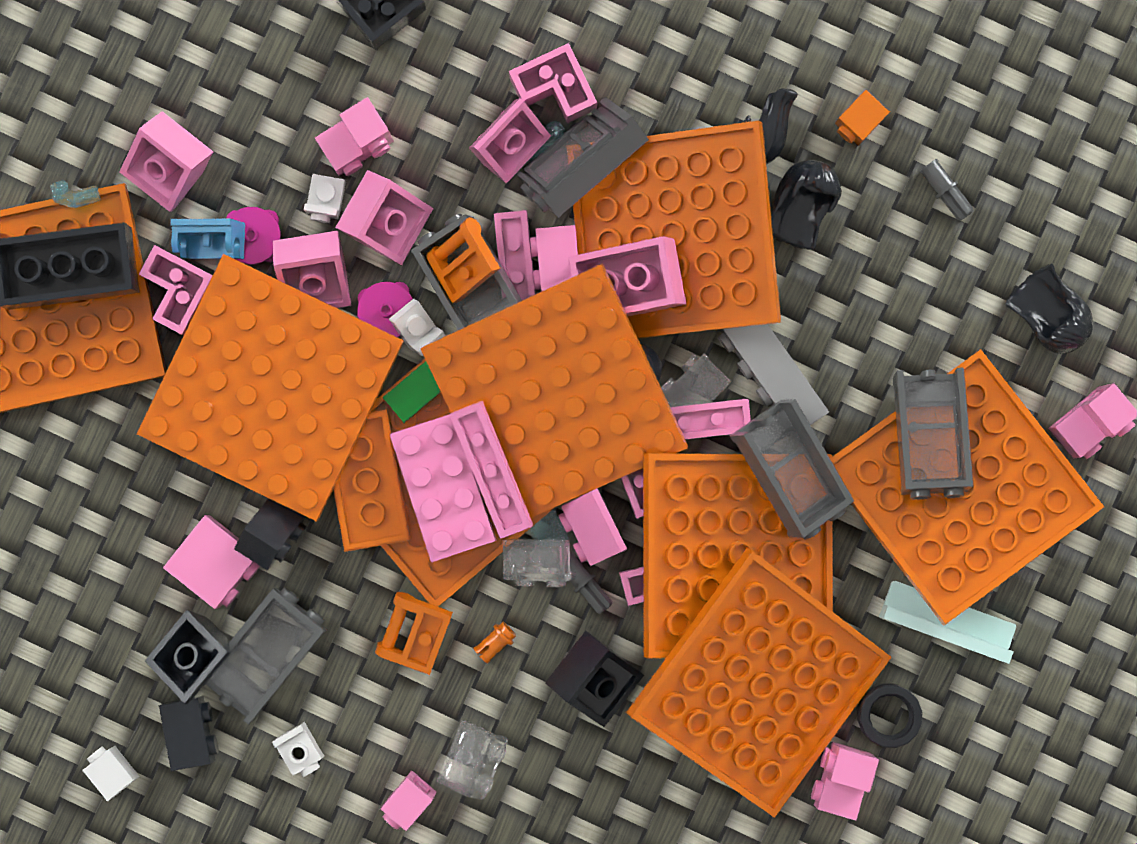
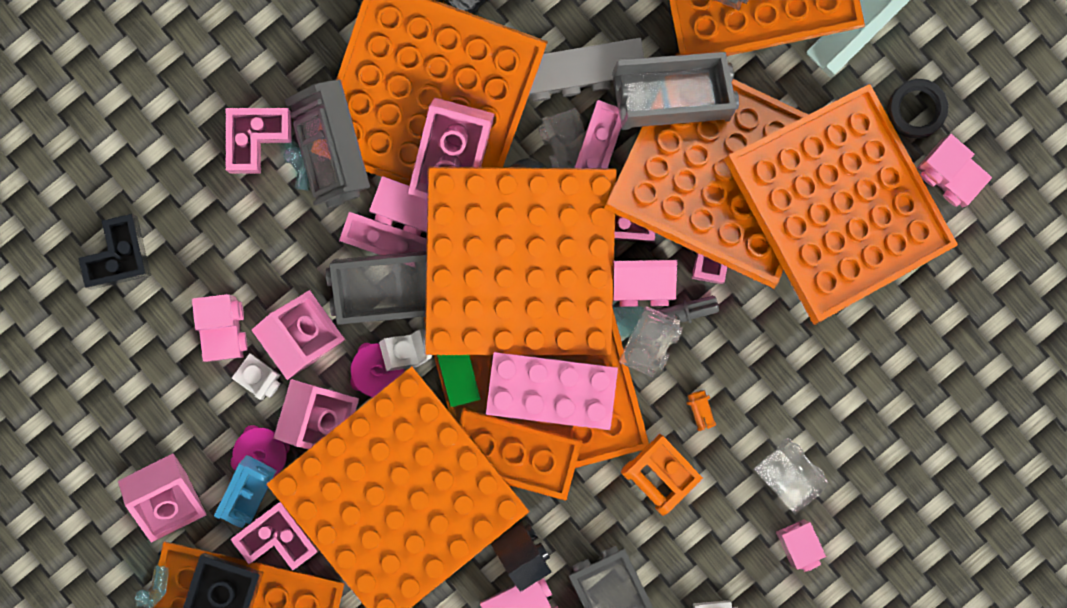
camera: 65 degrees left, 0 degrees up
(469, 268) = (377, 281): orange plate -> none
(491, 469) = (556, 342): bright pink plate -> none
(510, 140) = (284, 197): bright pink slope -> none
(594, 679) = (771, 341): black slope -> none

